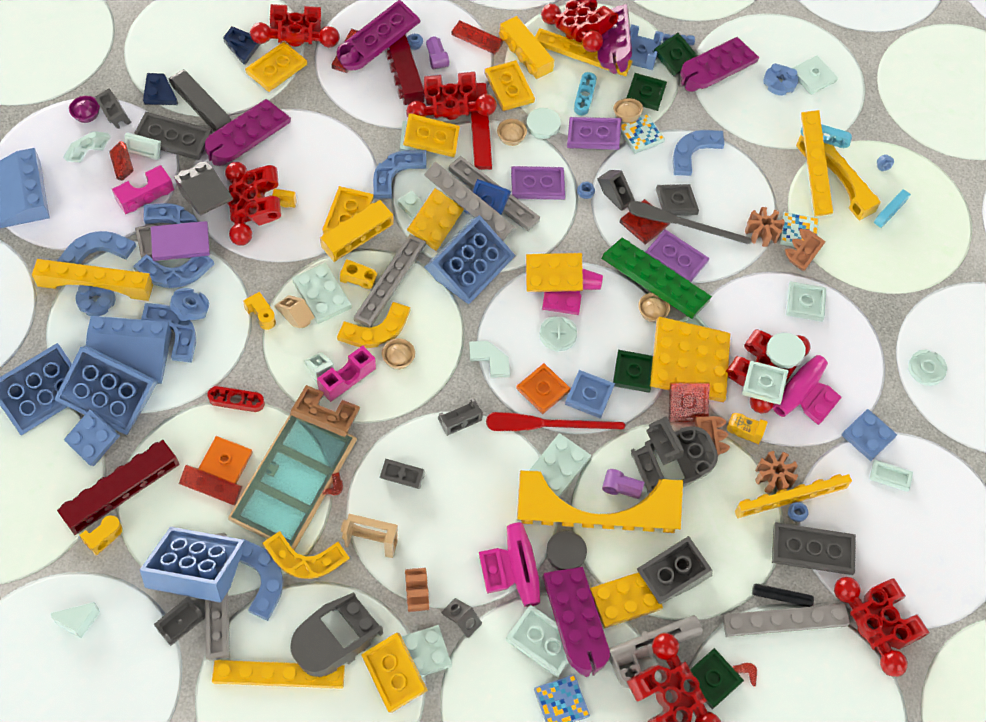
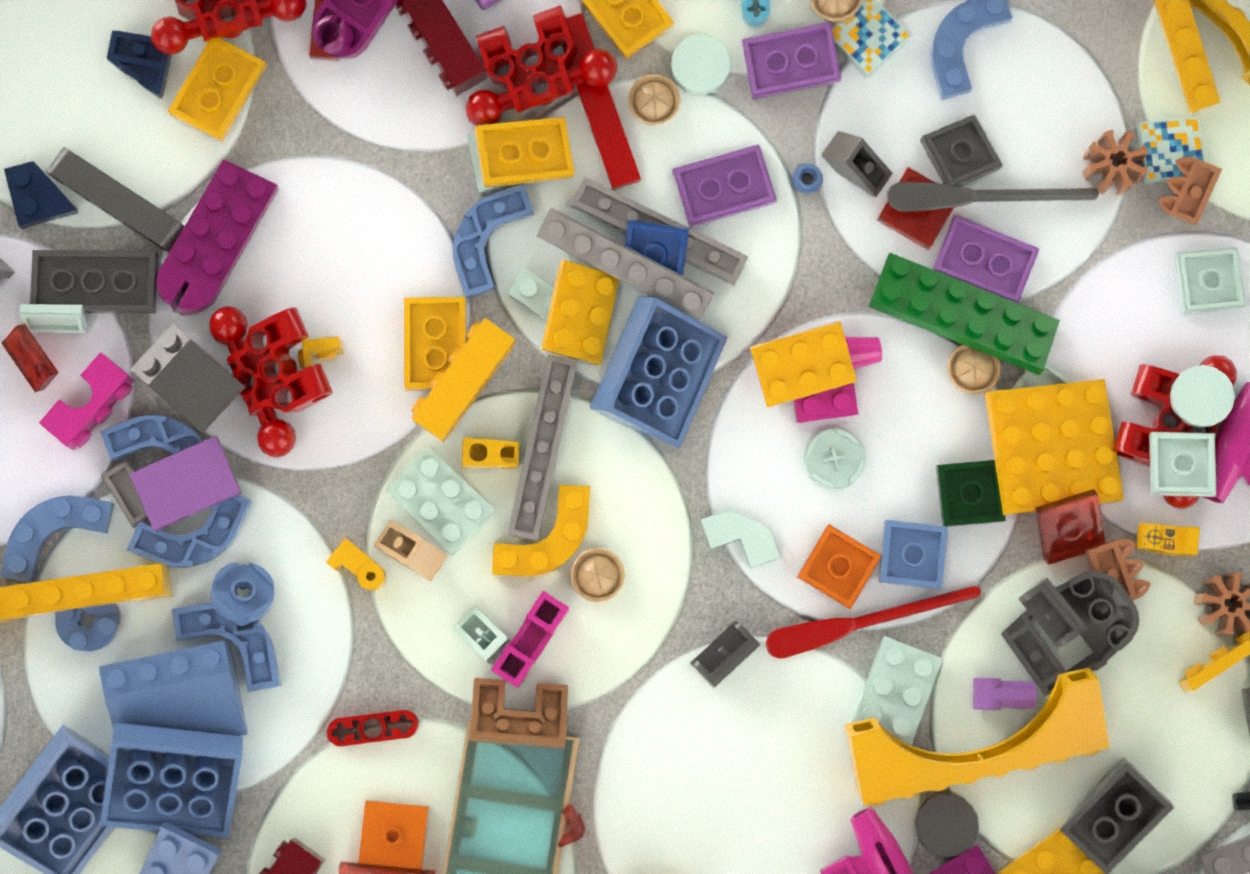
camera: 15 degrees left, 20 degrees up
(402, 473) = (669, 780): dark grey hinge -> none

